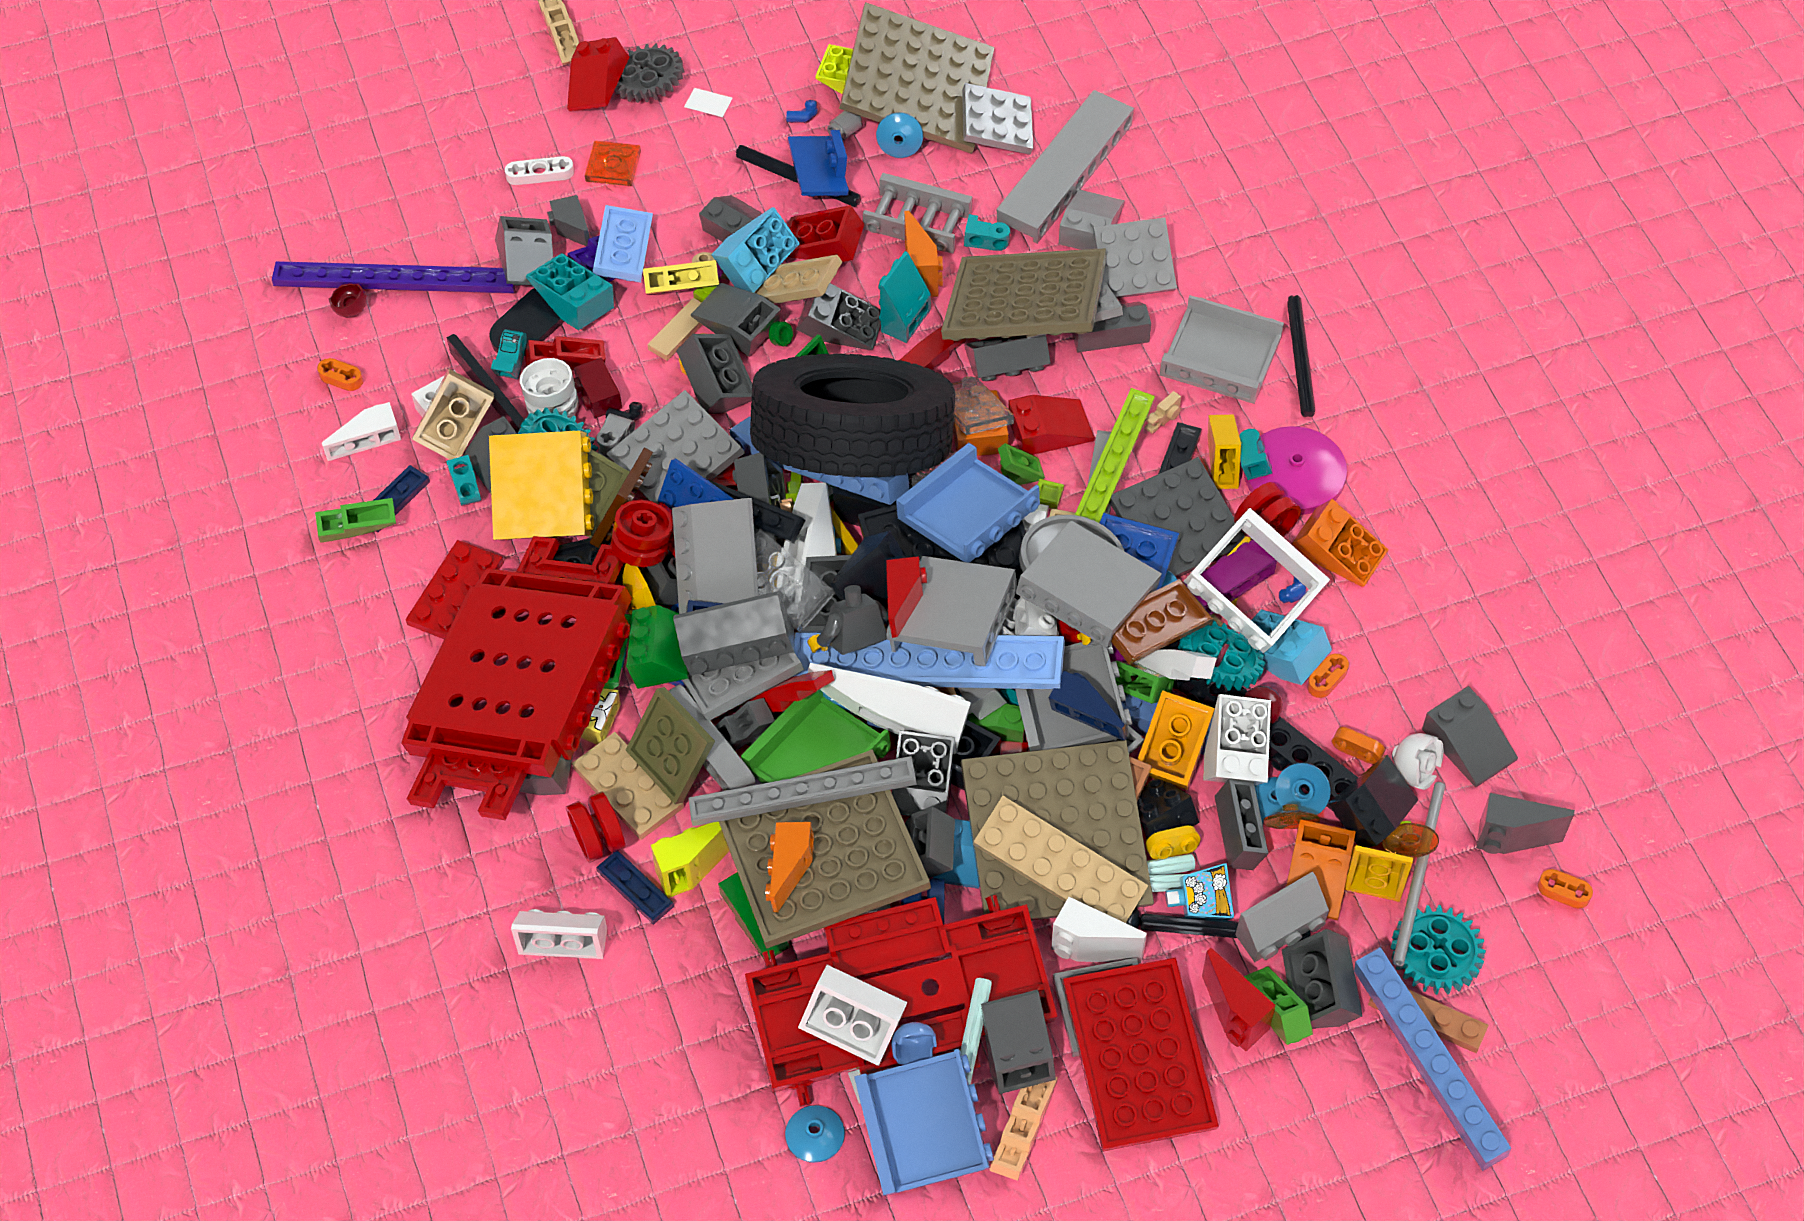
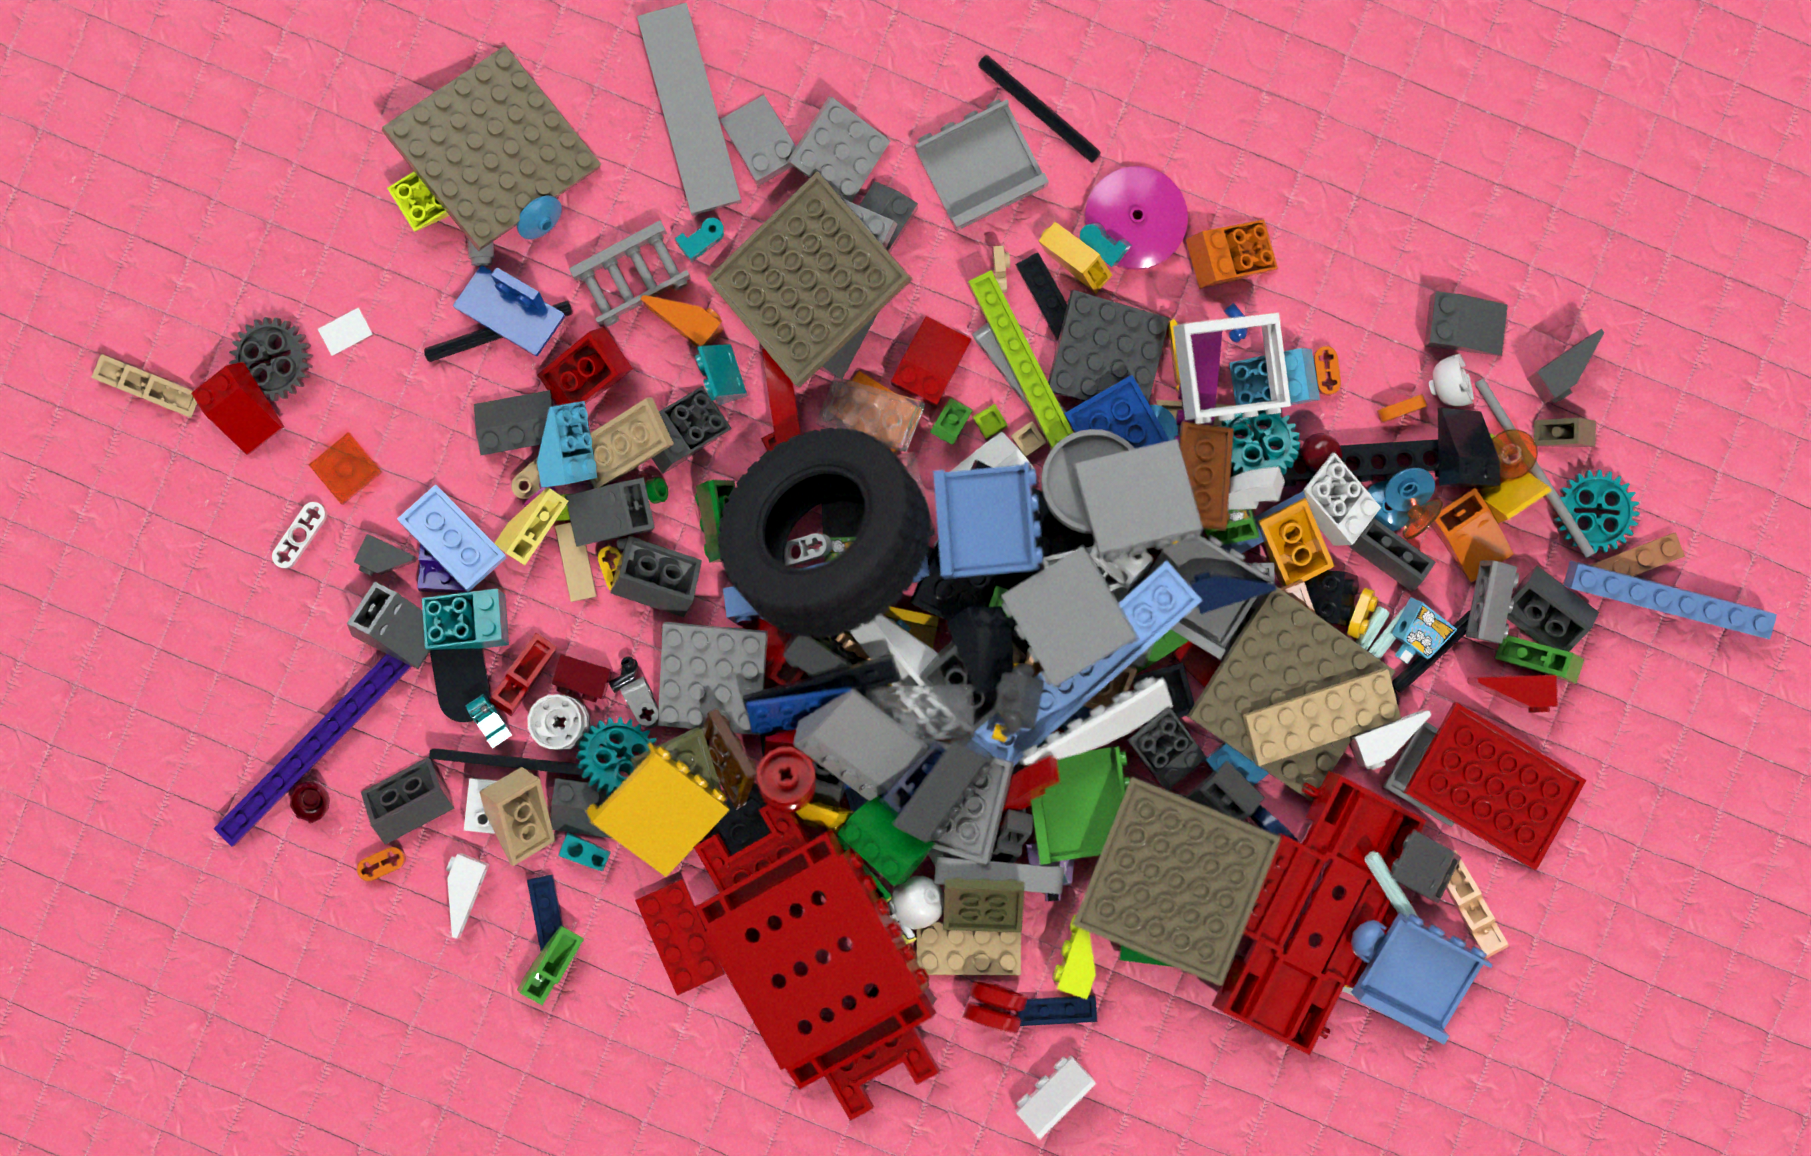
camera: 50 degrees left, 30 degrees up
(401, 354) = (407, 800): none -> dark grey slope
(625, 710) = (918, 902): none -> white cylinder
(791, 858) = (1174, 912): orange slope -> none
(802, 791) = (1122, 856): light grey tile -> none
(805, 114) = (435, 266): blue arm -> none
(814, 1146) = (1337, 1044): dark azure dish -> none
(852, 1015) = (1318, 965): white slope -> none
(904, 590) = (1029, 643): red slope -> none
(997, 118) = (590, 119): plate -> none
(1272, 506) = (1167, 288): red wheel -> none
(1472, 874) = (1565, 432): none -> dark tan slope
(1565, 888) = (1626, 372): orange beam -> none

